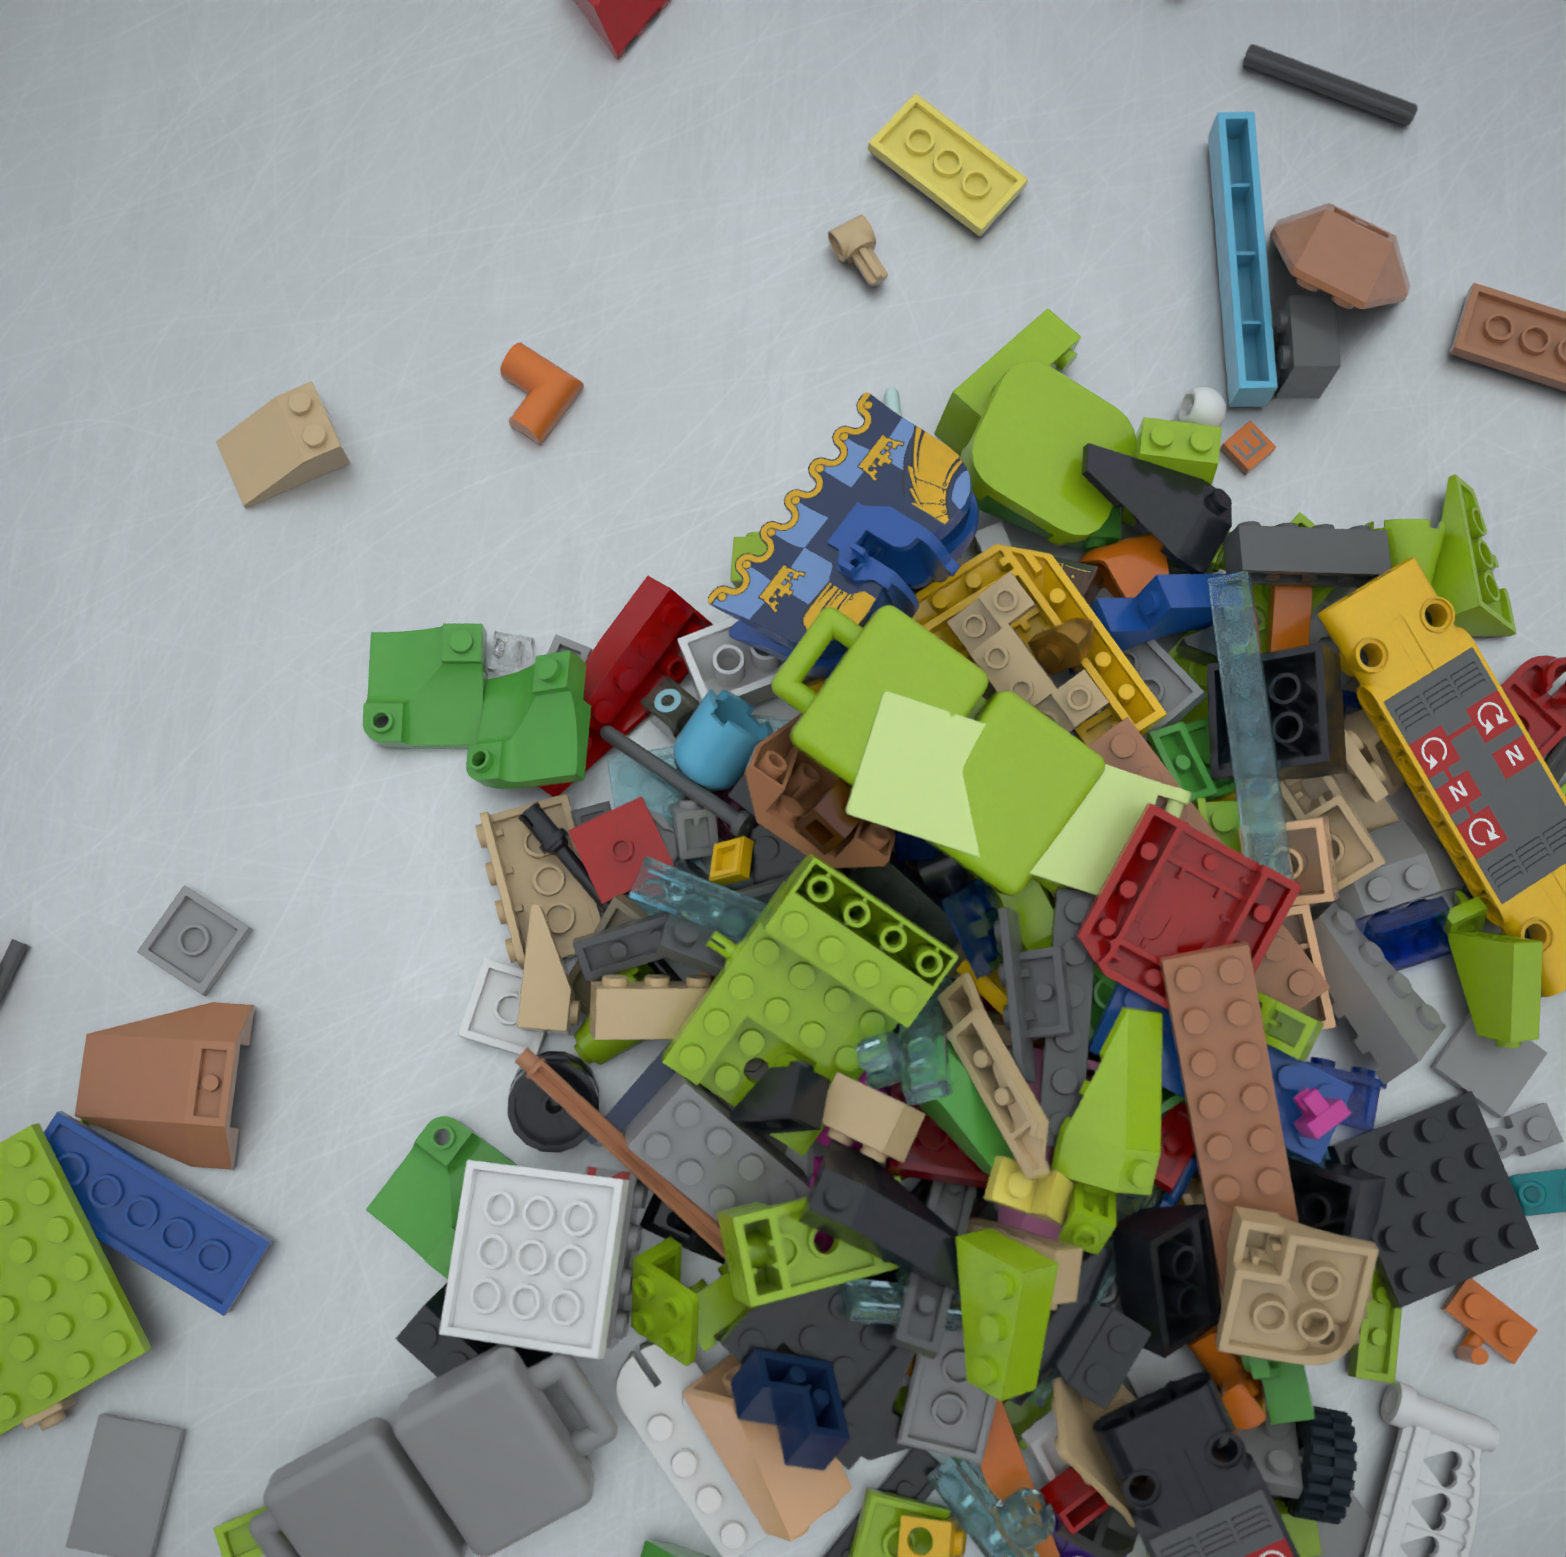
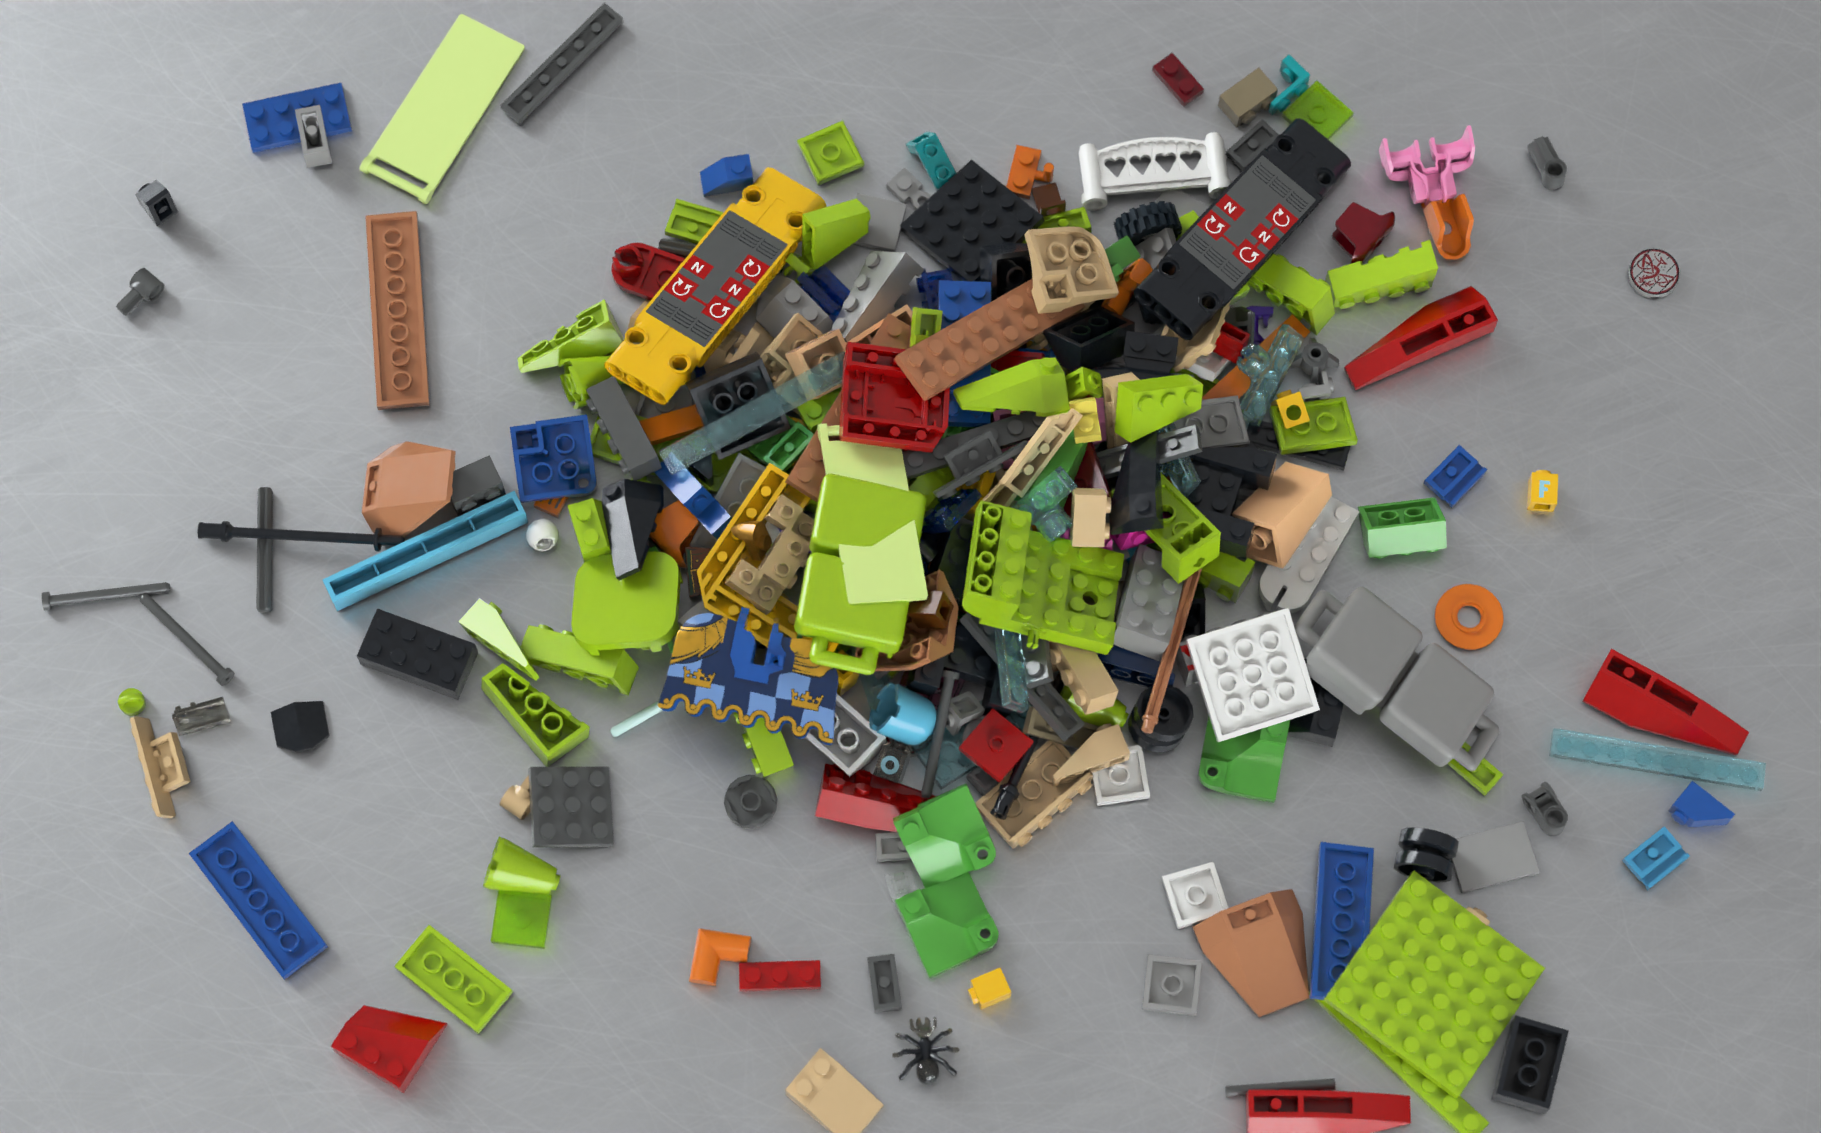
camera: 115 degrees left, 5 degrees down
(163, 1384) = (1426, 853): none -> black wheel
(272, 582) = (925, 1056): none -> animal
(293, 1030) = (1194, 894): none -> white plate
(312, 698) = (989, 989): none -> yellow brick
(392, 573) = (884, 982): none -> dark grey plate
(472, 455) = (779, 975): none -> red plate
(663, 1306) = (1243, 596): lime bracket -> none
(664, 80) = (453, 979): none -> lime plate
(702, 188) = (521, 919): none -> clear neon green tile
(714, 516) = (750, 801): none -> dark grey tile
(731, 861) = (974, 672): yellow tile -> none
(760, 198) = (519, 870): none -> lime cone
(784, 1101) = (1101, 568): black slope -> none
(799, 1399) = (1255, 491): dark blue brick -> none
(814, 293) = (570, 807): none -> dark grey plate
(947, 164) = (434, 766): light yellow plate -> none
(956, 295) = (536, 718): none -> lime wedge
(1073, 40) = (300, 725): none -> black slope
(1082, 292) = (488, 627): none -> slope
(1104, 197) = (417, 654): none -> black brick
(1303, 462) = (553, 458): none -> blue slope
(1318, 1113) = (967, 289): dark pink tile -> none
(1372, 43) = (226, 532): none -> black bar
(1427, 1333) = (1048, 200): none -> reddish brown bracket

